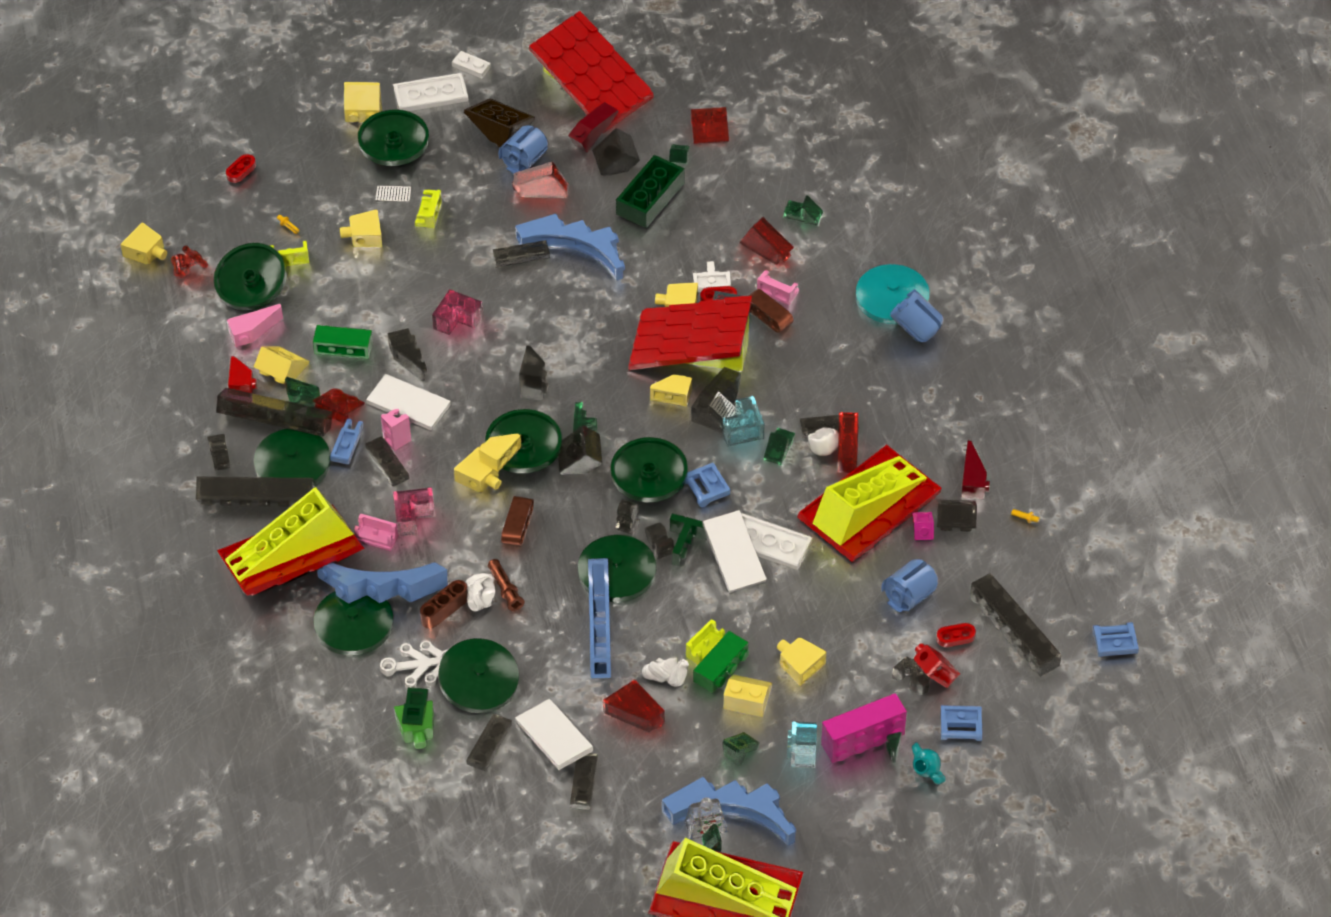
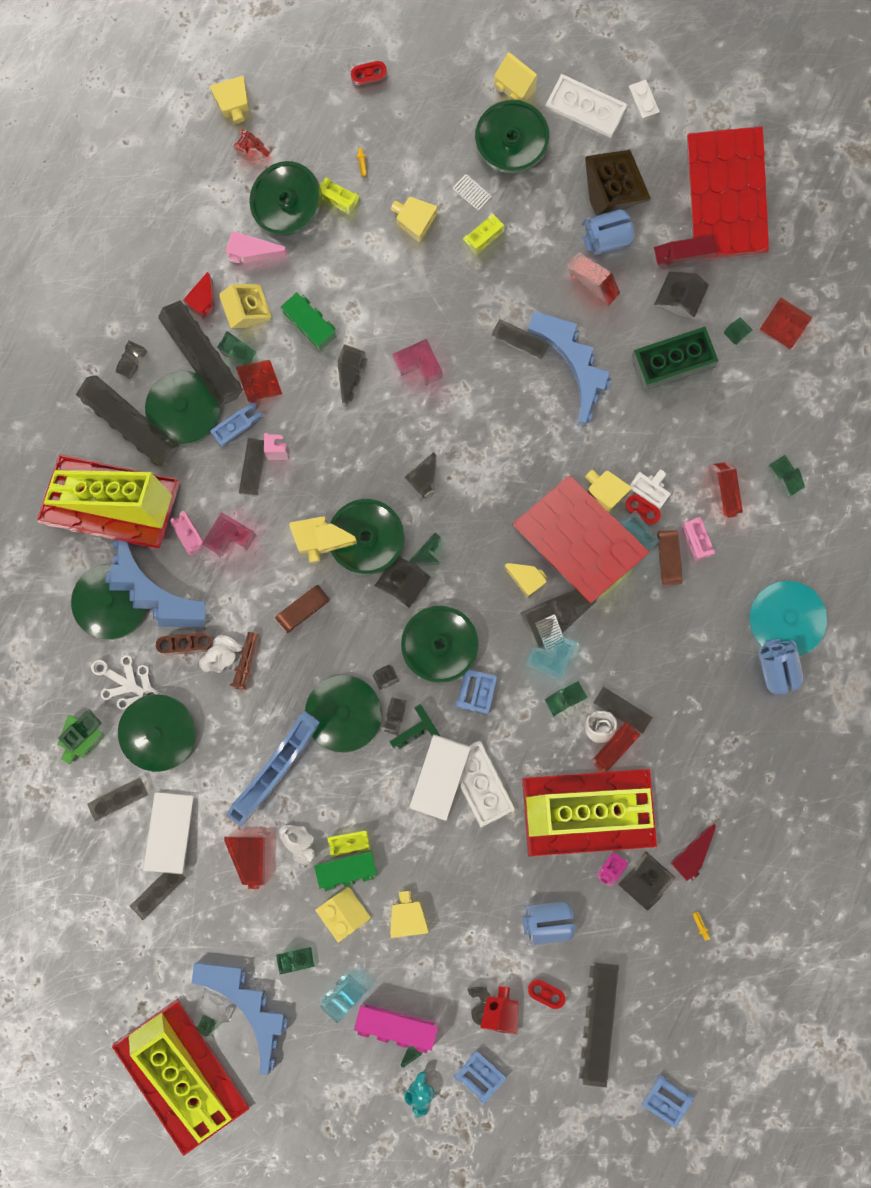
camera: 45 degrees right, 30 degrees up
(420, 405) = (314, 421): white tile -> none

